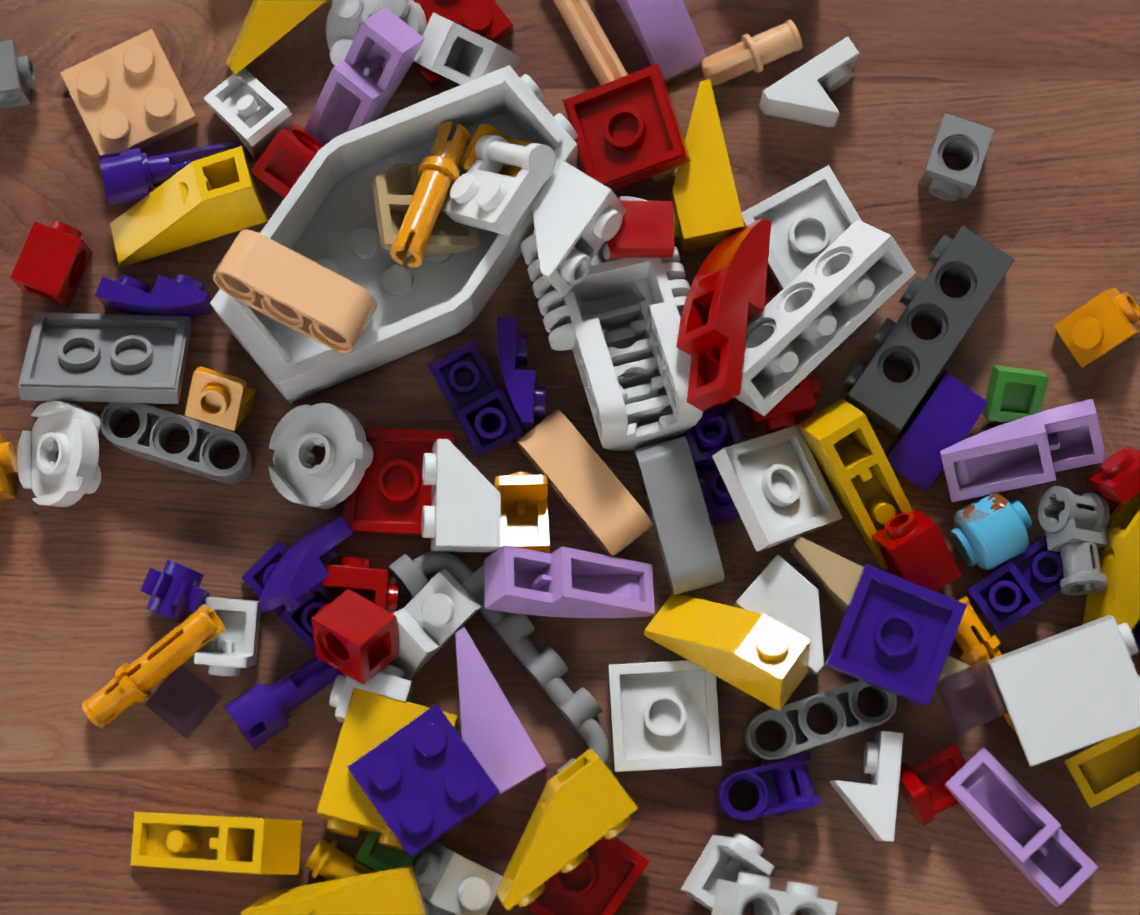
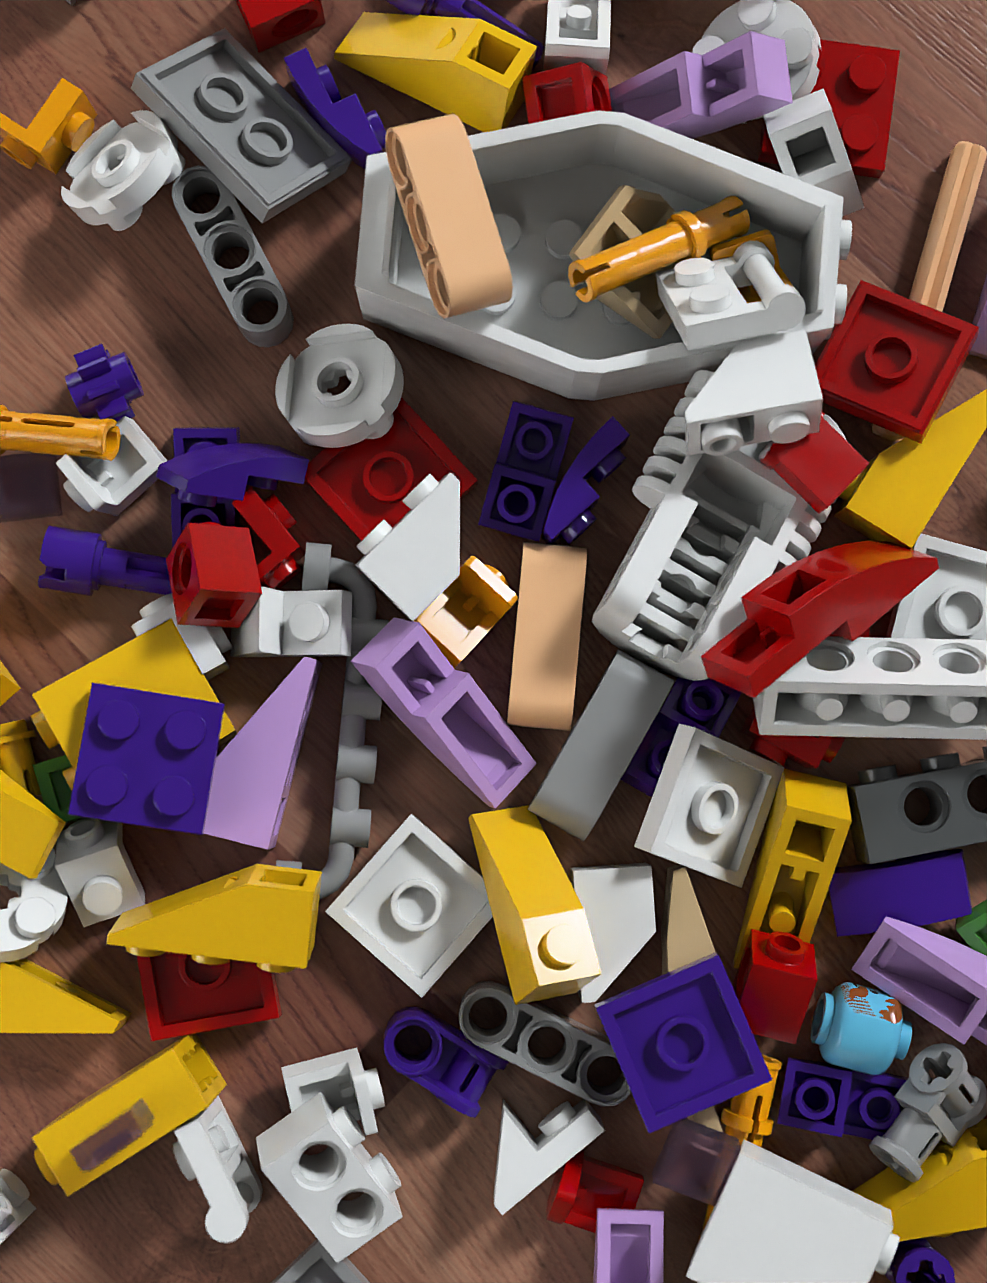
camera: 40 degrees right, 5 degrees up
(219, 398) = (302, 254): light orange bracket -> none

